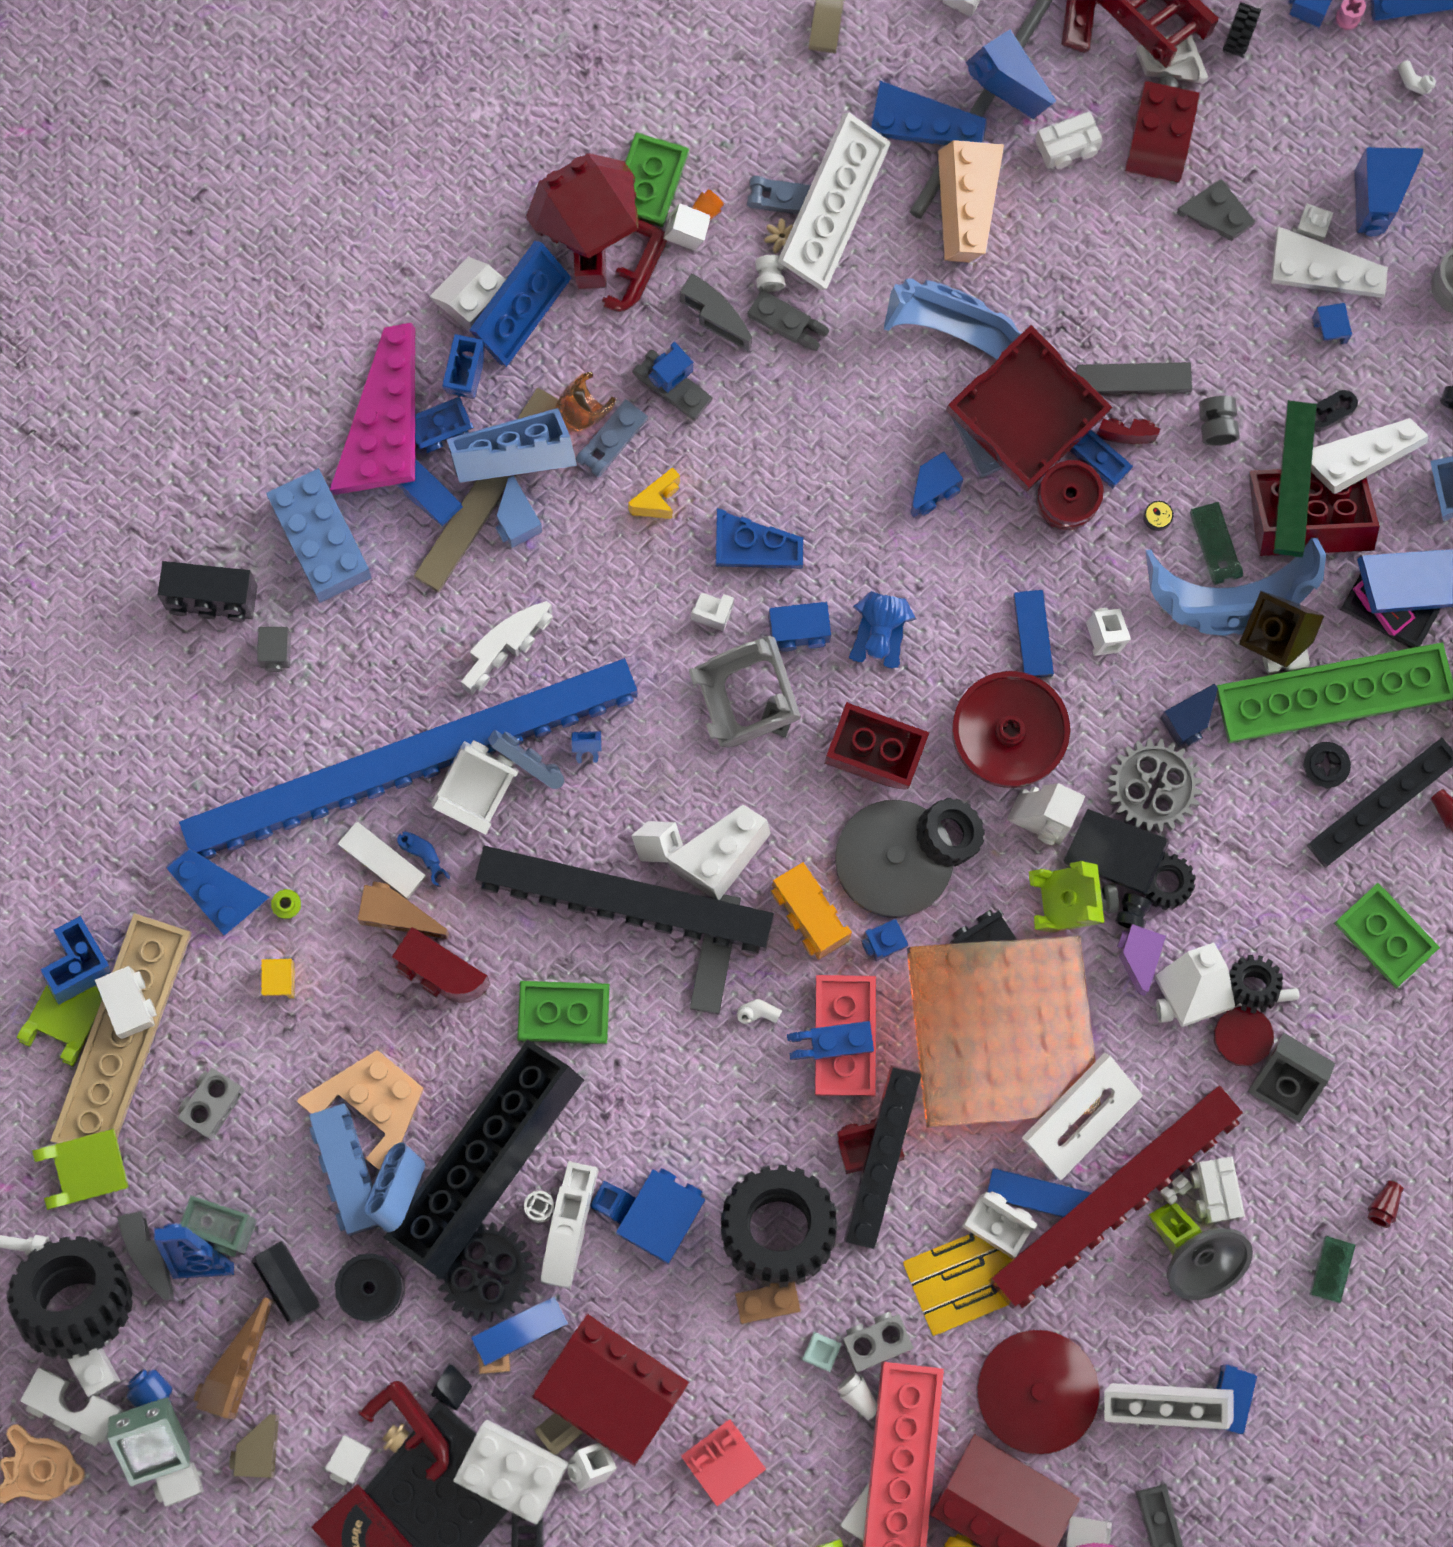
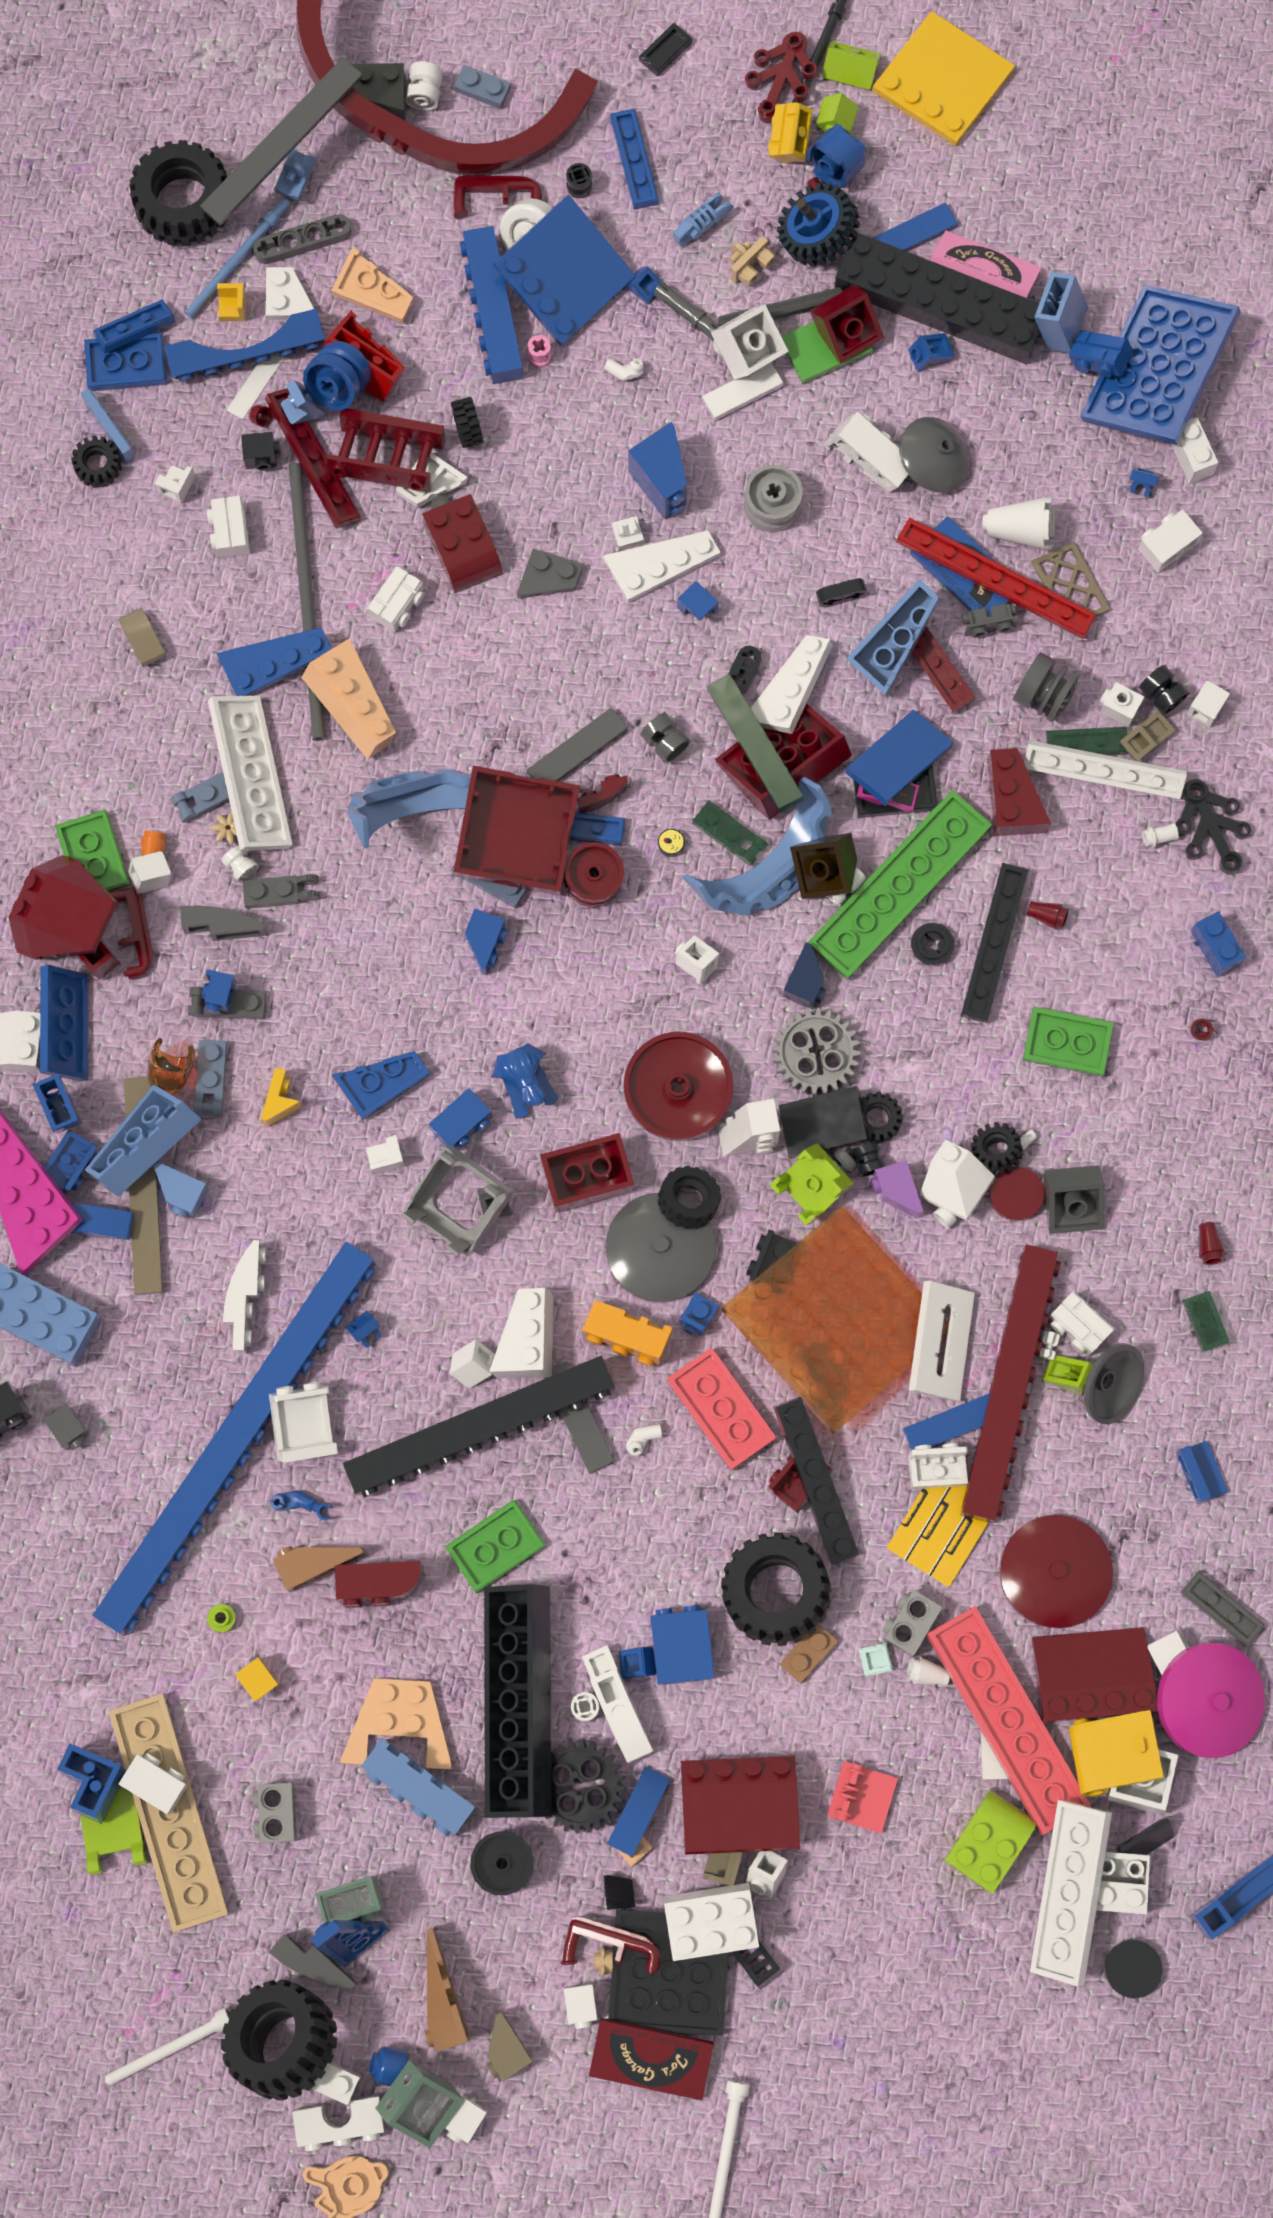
camera: 30 degrees left, 0 degrees up
(85, 1167) = (215, 1933): lime flag -> none
(215, 890) = (159, 1647): blue wing -> none
(285, 1283) = (434, 1907): black piece -> none
(382, 860) = (270, 1531): white tile -> none
(394, 1187) = (465, 1773): medium blue beam -> none
(528, 760) = (328, 1373): sand blue plate -> none
(834, 1041) = (717, 1419): blue hinge -> none
(1010, 75) = (316, 580): blue slope -> none
(1033, 633) = (642, 1000): blue tile -> none
(1168, 1406) = (1160, 1511): white brick -> none

